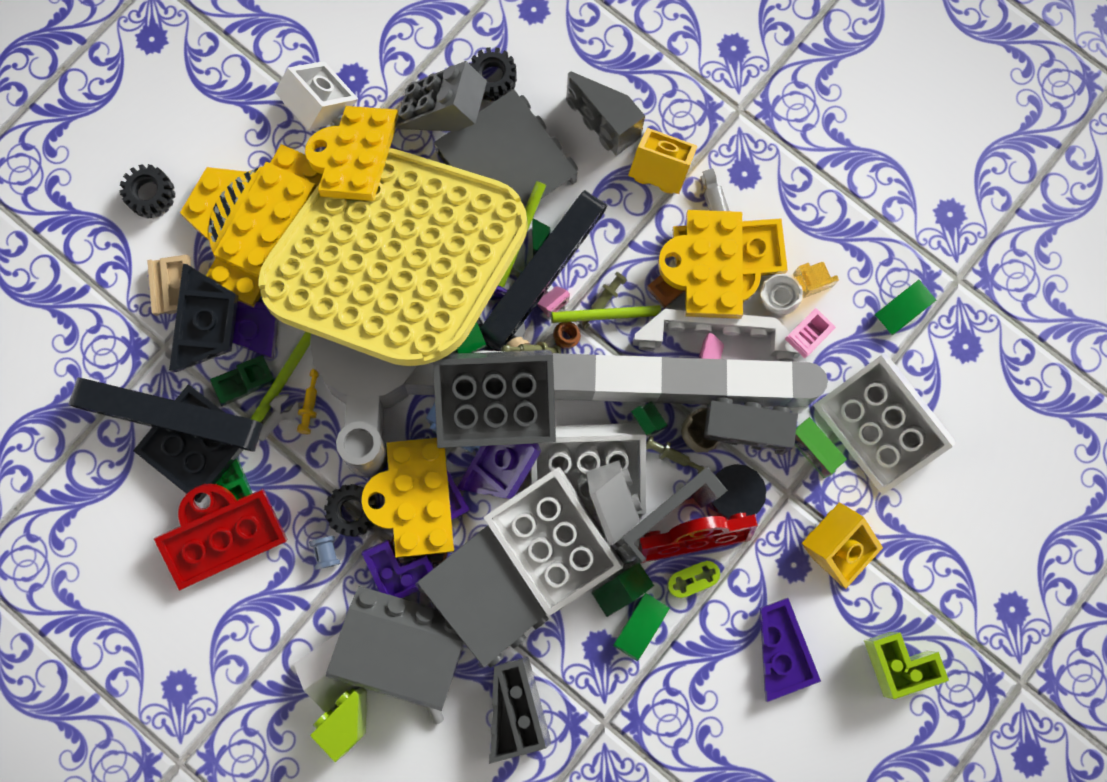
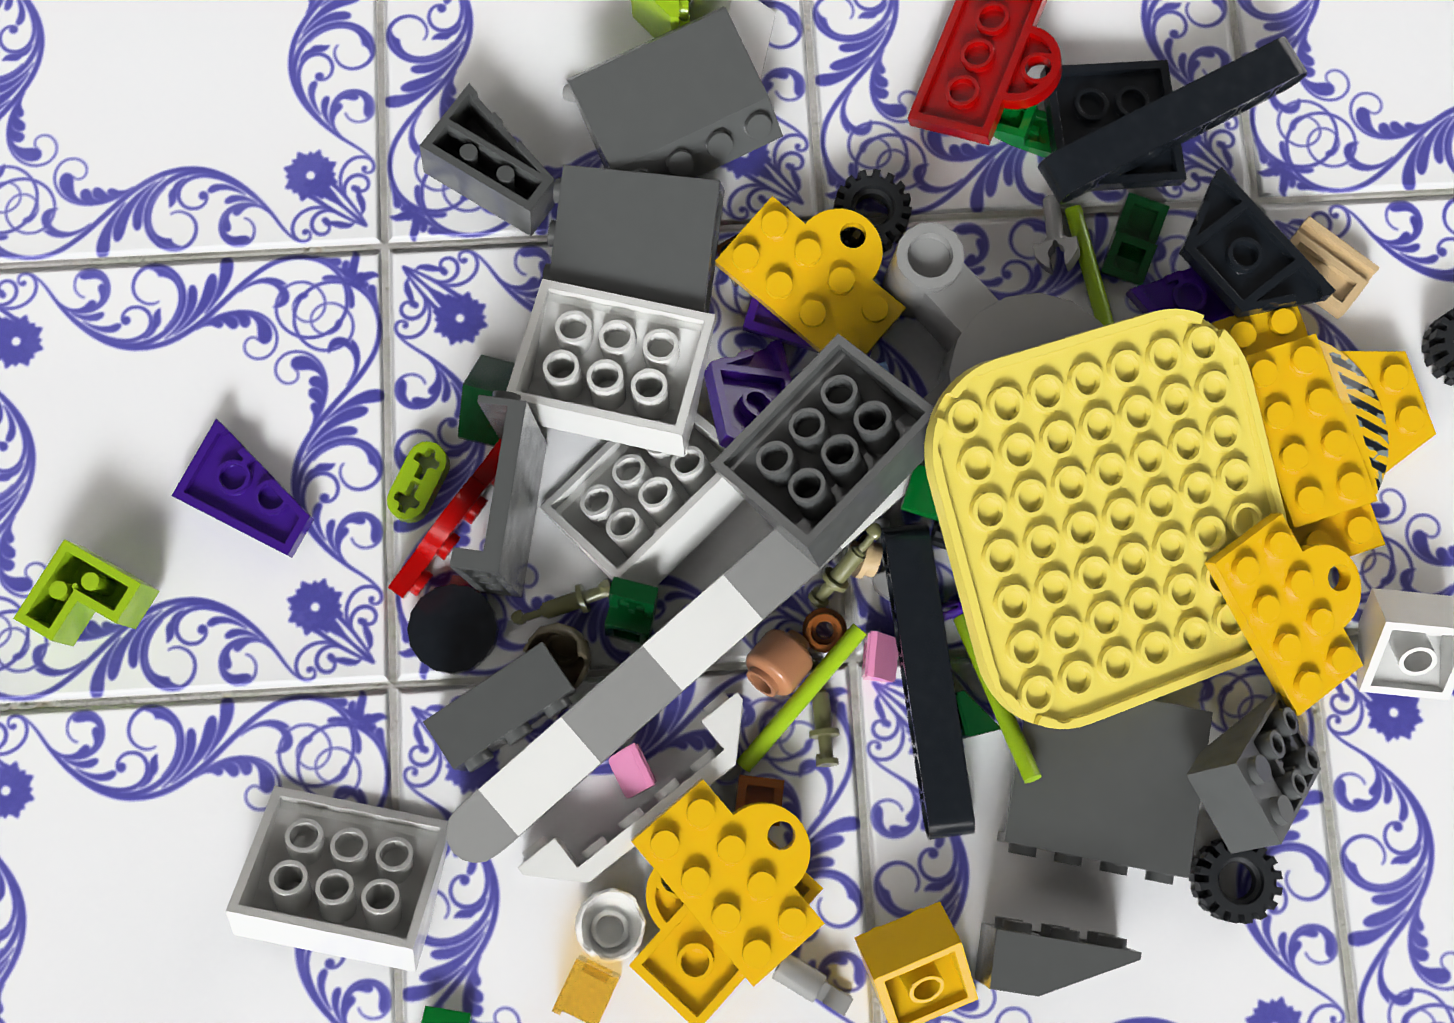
camera: 140 degrees right, 0 degrees up
(307, 411) = (1026, 269): yellow piece -> none
(324, 552) = (855, 143): sand blue bush -> none
(389, 573) = (753, 181): dark purple plate -> none
(601, 337) = (779, 662): none -> nougat head
(613, 500) = (586, 470): light grey slope -> none
(641, 627) = (432, 376): green slope -> none
(810, 333) = (529, 931): bright pink slope -> none
(818, 448) = (401, 771): bright green panel -> none
(842, 544) = (274, 676): yellow slope -> none

